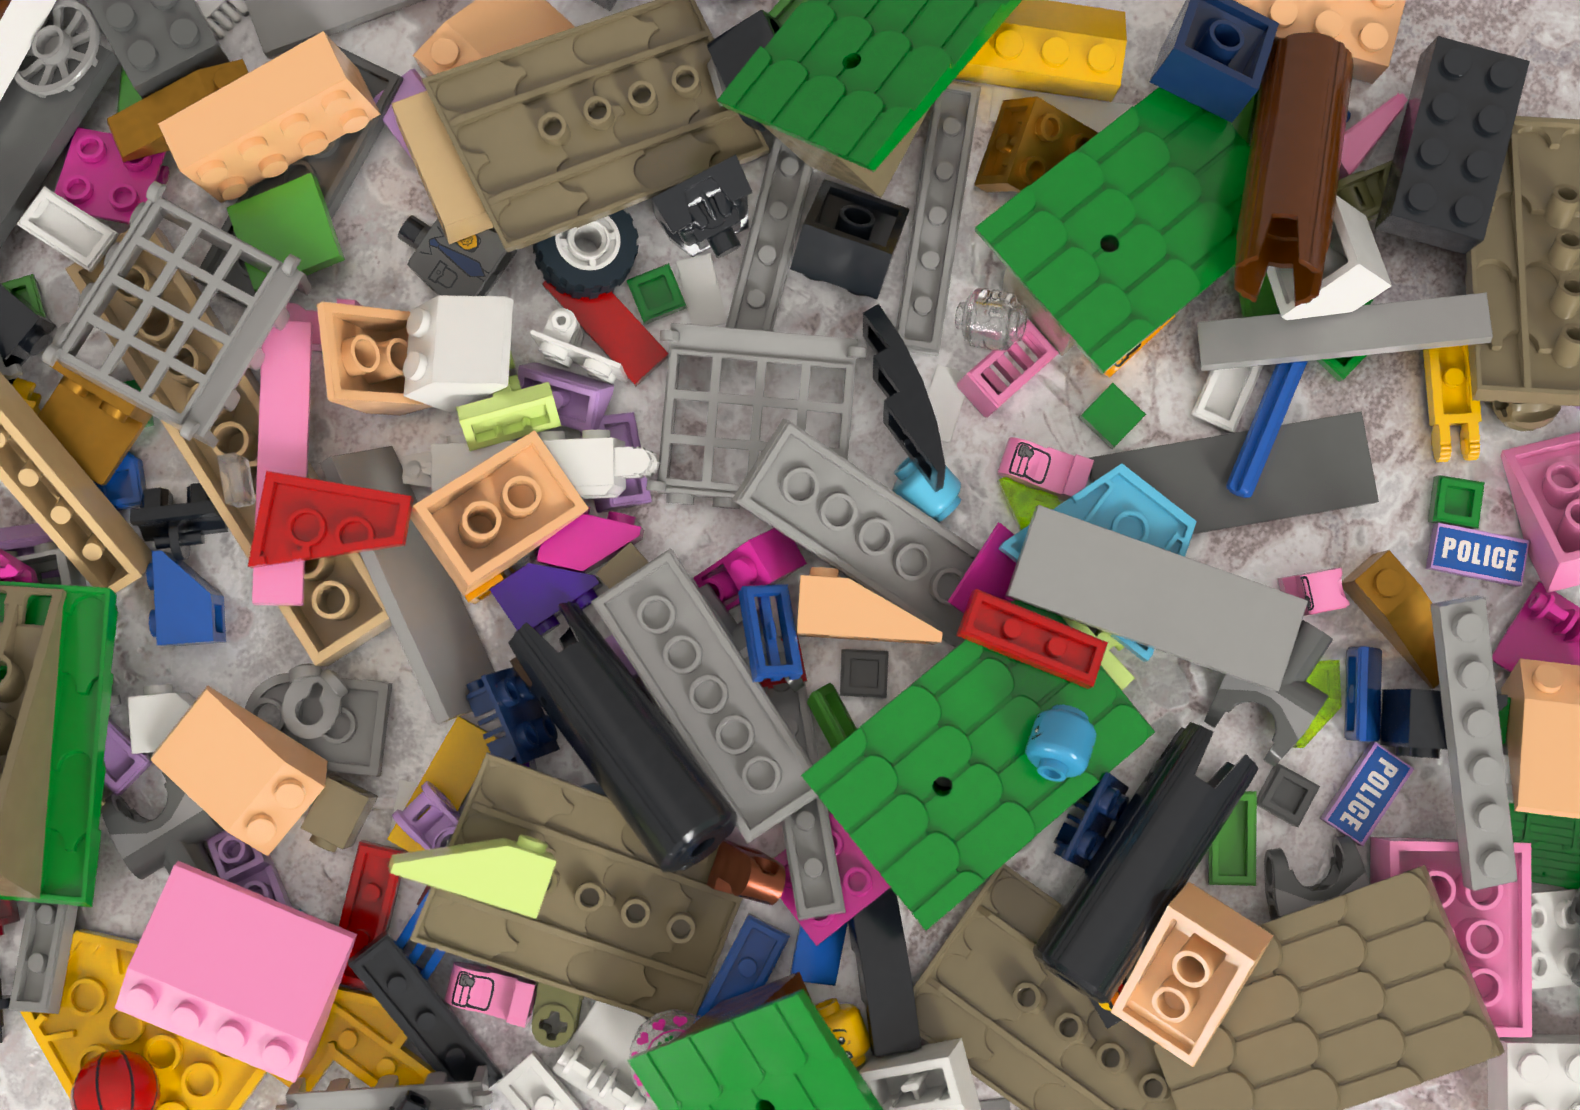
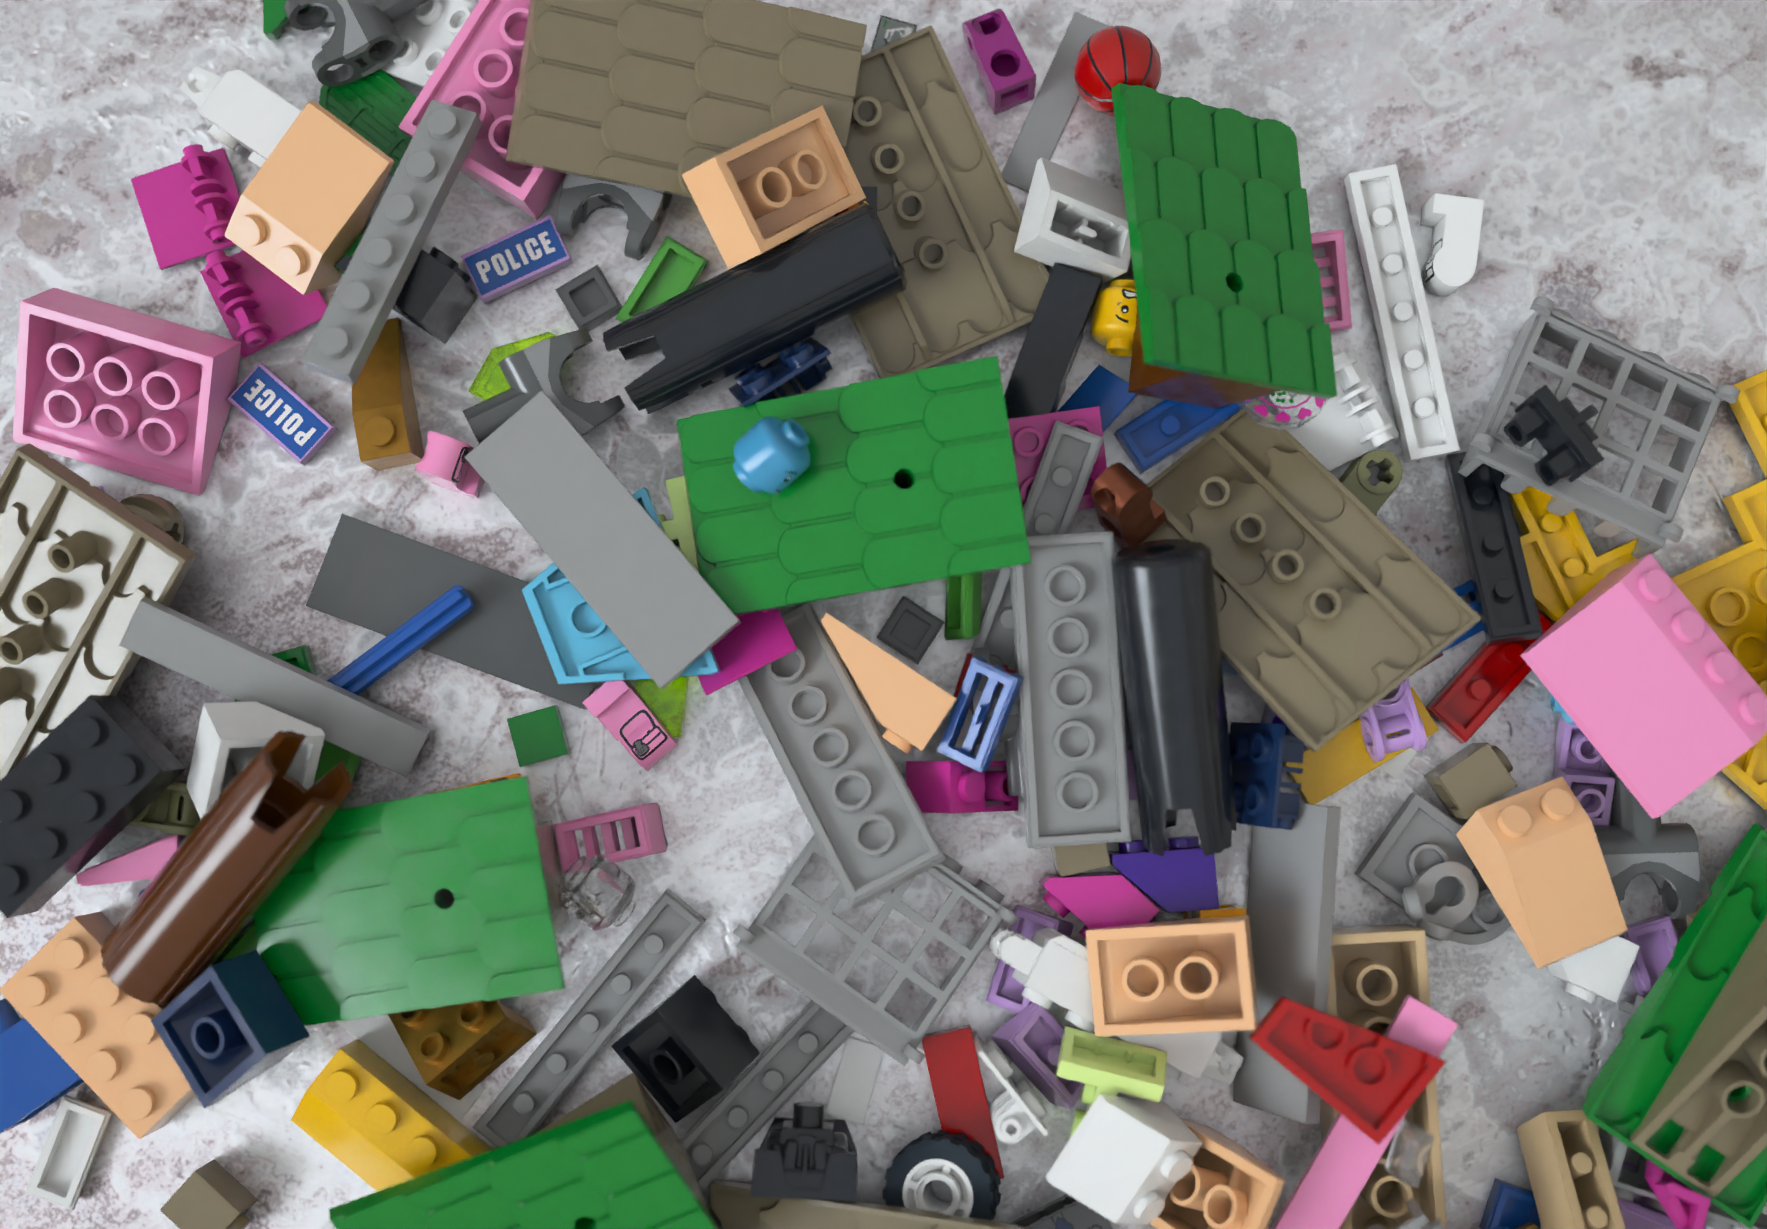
camera: 145 degrees left, 0 degrees up
(177, 524) = (1484, 1143): black hips -> none
(185, 604) = (1513, 1062): blue slope -> none
(489, 871) = (1375, 638): yellowish green slope -> none
(491, 992) = (1421, 531): bright pink leg -> none
(656, 294) = (899, 1103): green tile -> none
(907, 406) = (726, 853): black slope -> none
(917, 491) = (750, 768): medium azure head -> none
(946, 399) = (691, 839): white sticker -> none
(1032, 638) = (740, 567): red tile -> none
(1226, 396) = (422, 692): white tile -> none
(1363, 694) = (465, 348): blue slope -> none
(1451, 401) = (217, 565): yellow hinge -> none
(1456, 502) = (271, 473): green tile -> none

